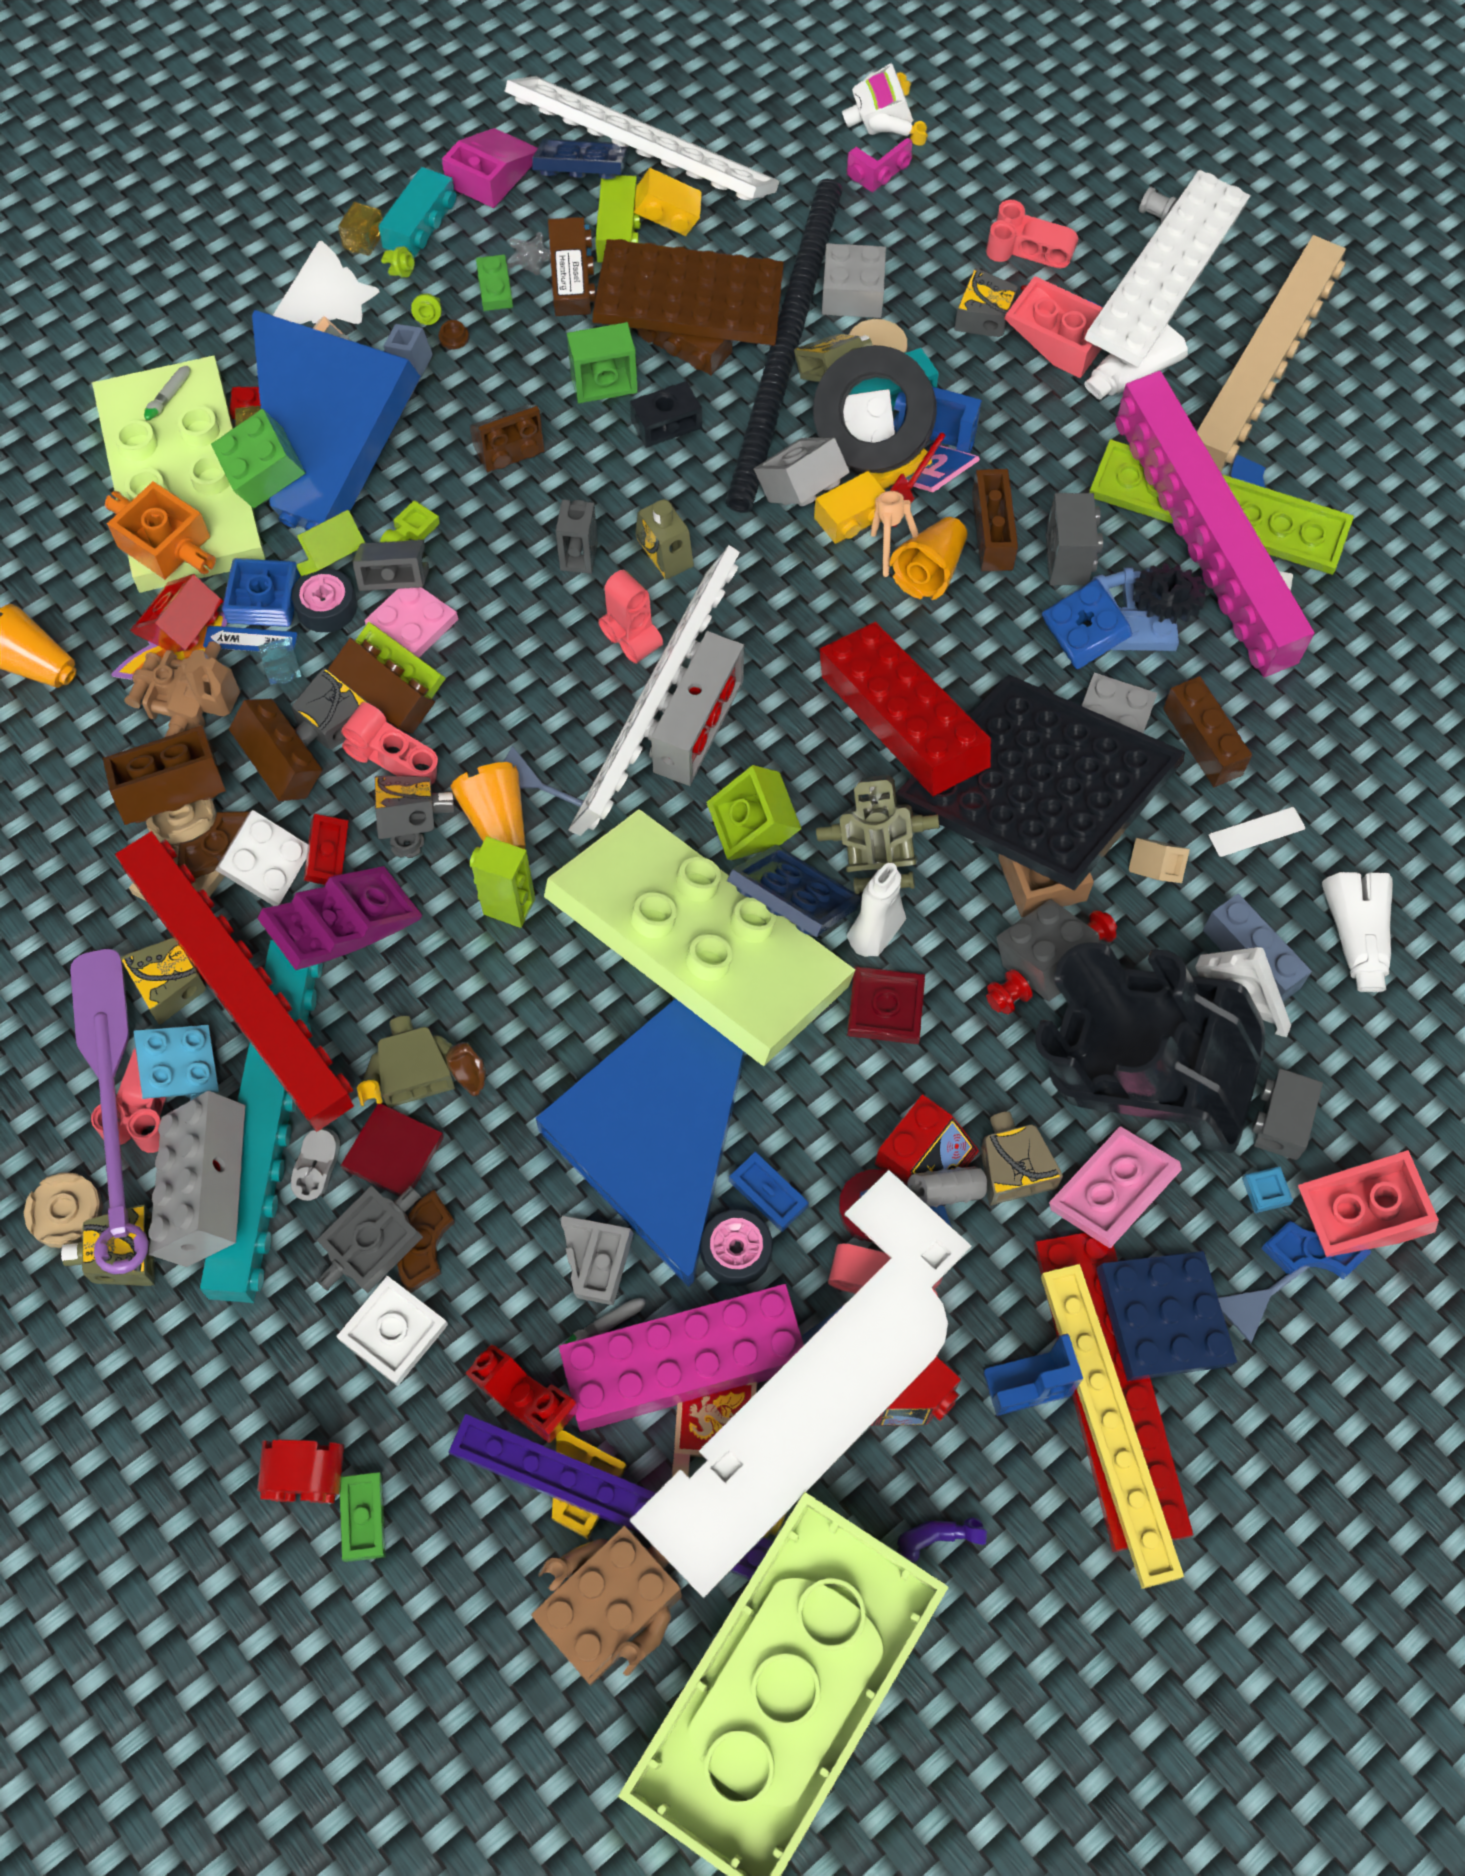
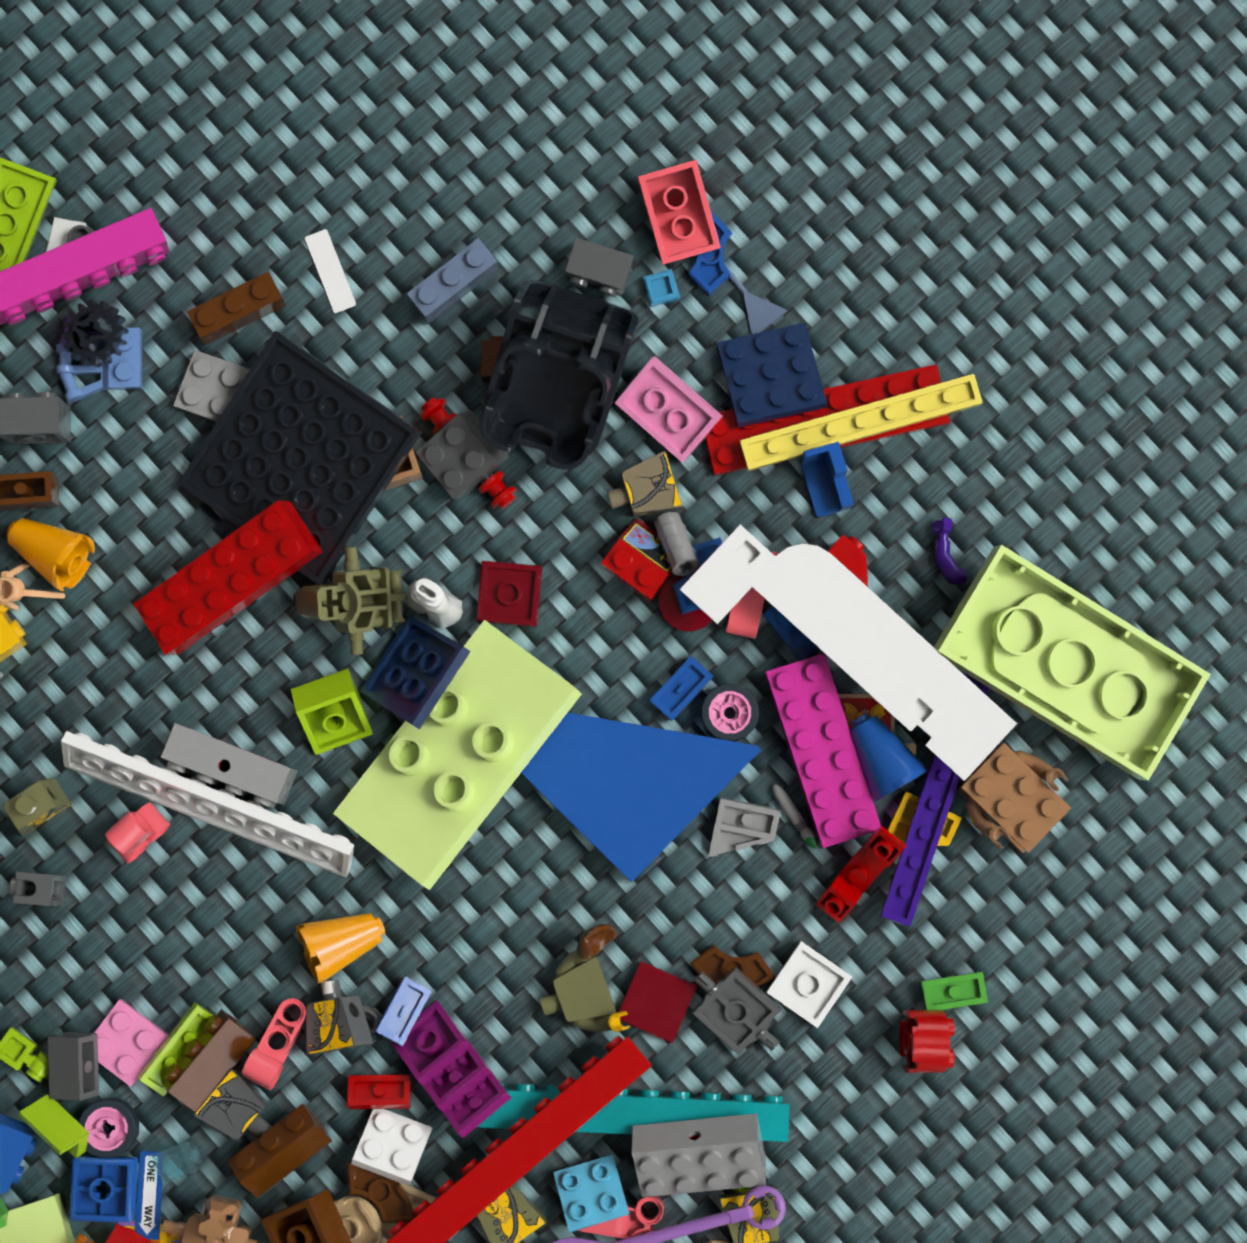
camera: 90 degrees left, 20 degrees up
(311, 1181) = (687, 1065): light grey piece -> none
(412, 875) = (402, 1011): none -> plate
(503, 881) = (419, 926): lime brick -> none
(530, 780) = (285, 929): sand blue piece -> none
(670, 1429) = (883, 757): none -> blue cone
(1081, 642) = (116, 428): blue brick -> none
(1159, 860) = (366, 358): tan panel -> none
(1253, 971) = (496, 295): white wing -> none
(1363, 924) = (420, 189): white piece -> none

